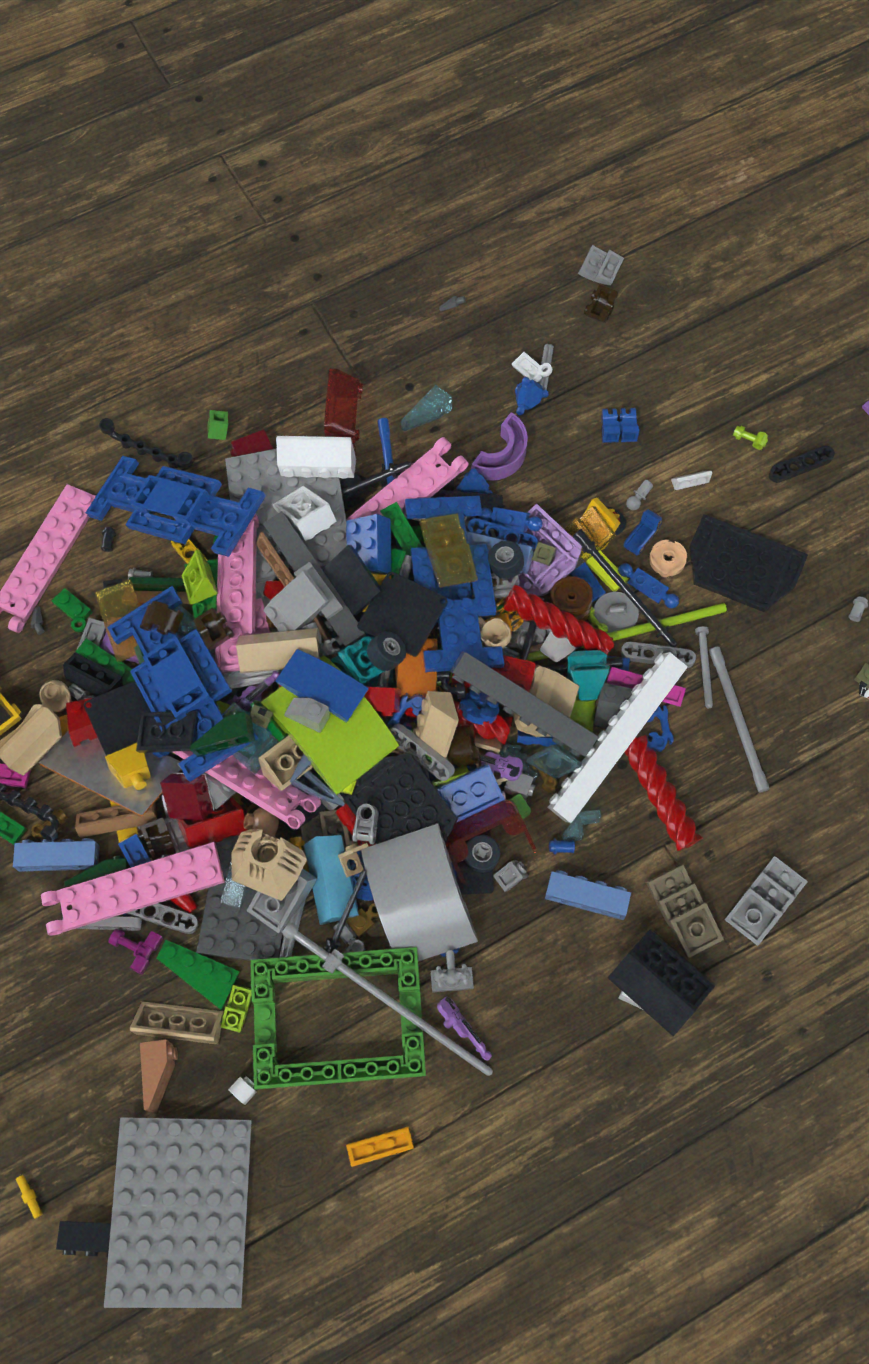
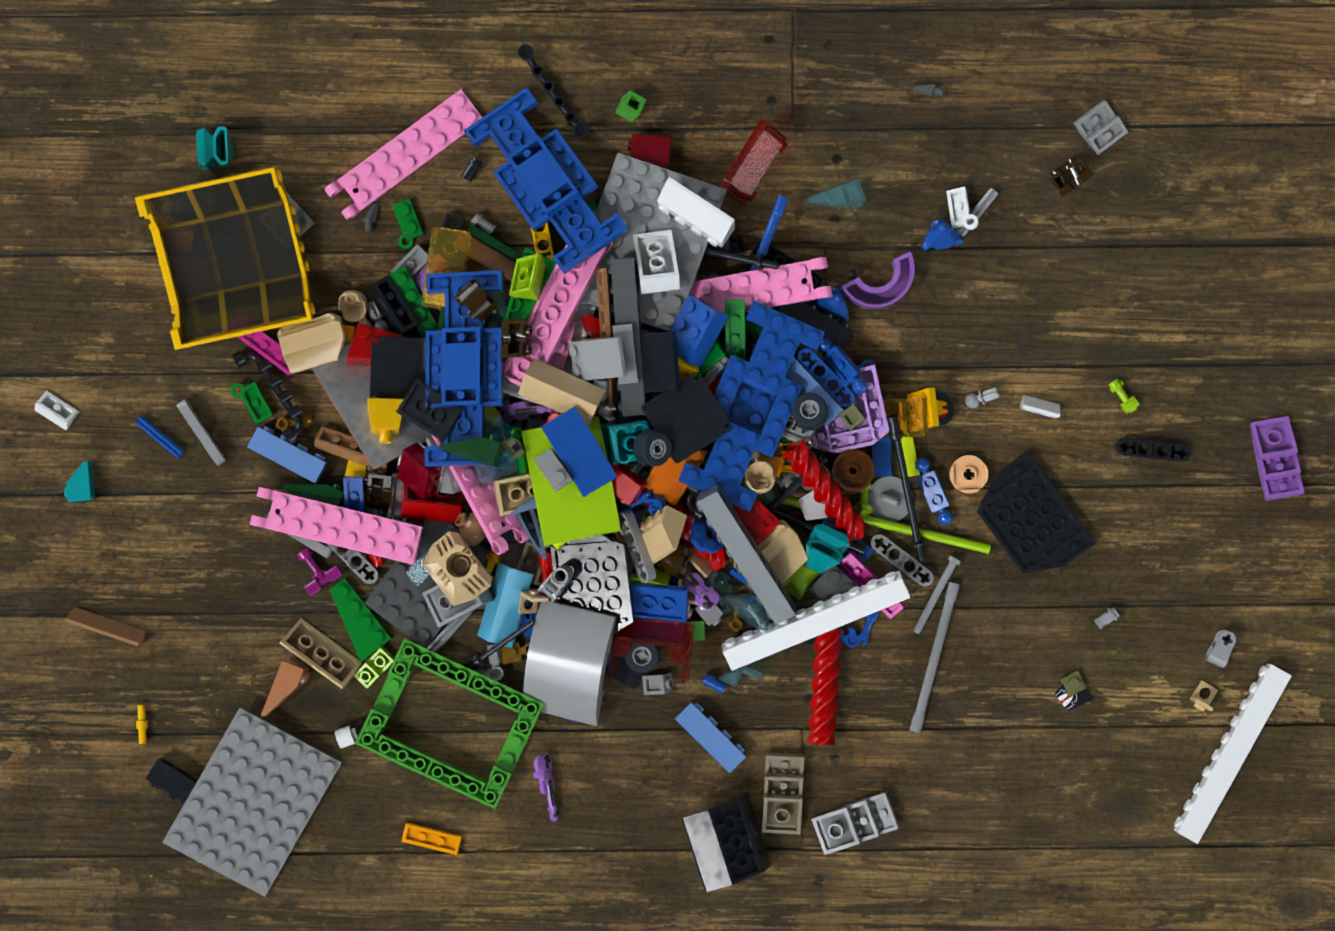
camera: 25 degrees right, 20 degrees up
(334, 961) = (469, 680): light grey bar -> none
(448, 550) = (761, 379): clear yellow slope -> none
(451, 978) = (560, 740): light grey piece -> none
(614, 429) = (1012, 322): blue legs -> none
(643, 532) = (959, 439): blue animal -> none

